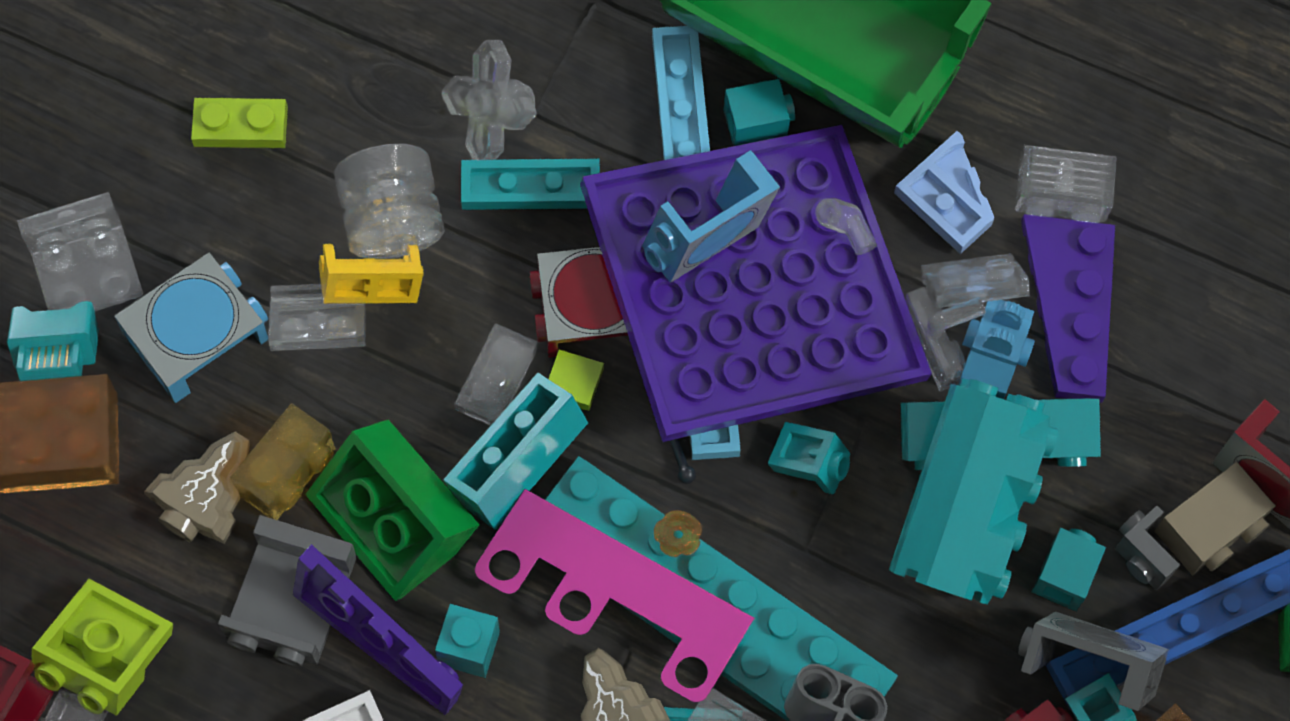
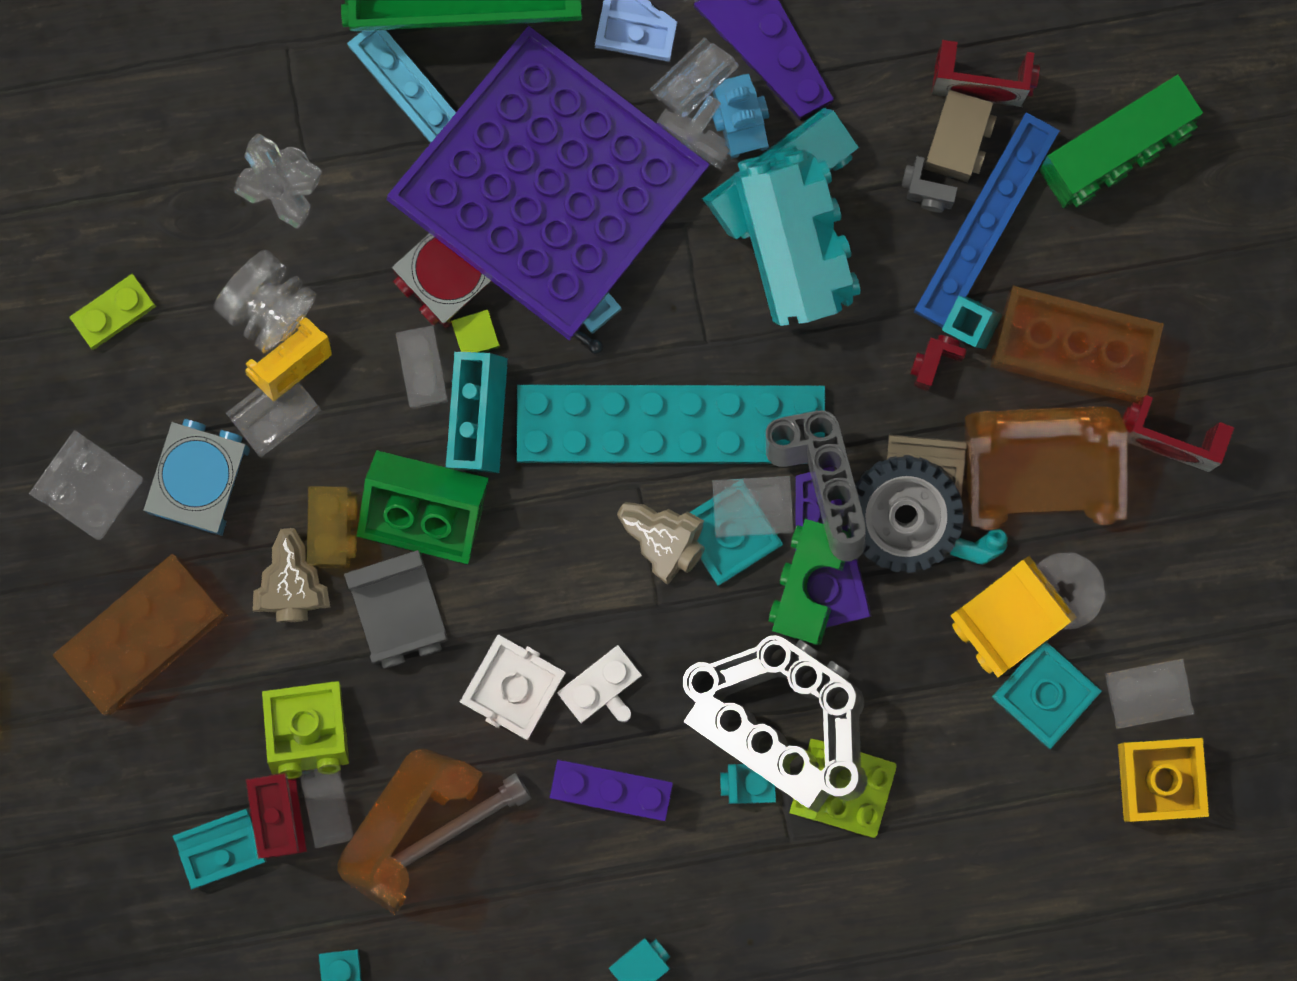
camera: 30 degrees left, 15 degrees up
(53, 341) = (115, 557): teal piece -> none
(365, 624) = (463, 595): dark purple wing -> none
(467, 640) = (536, 558): teal brick -> none
(525, 183) = (344, 217): teal plate -> none
(614, 571) = (595, 448): dark pink piece -> none
(679, 521) = (625, 384): clear orange plate -> none
(744, 201) = (508, 135): dark azure panel -> none
(758, 112) = (464, 56): teal brick -> none
(811, 456) = (668, 277): teal bracket -> none
(848, 220) = (582, 96): clear arm -> none
(1069, 568) = (886, 236): teal brick -> none
(1144, 658) = (940, 279): dark grey panel -> none

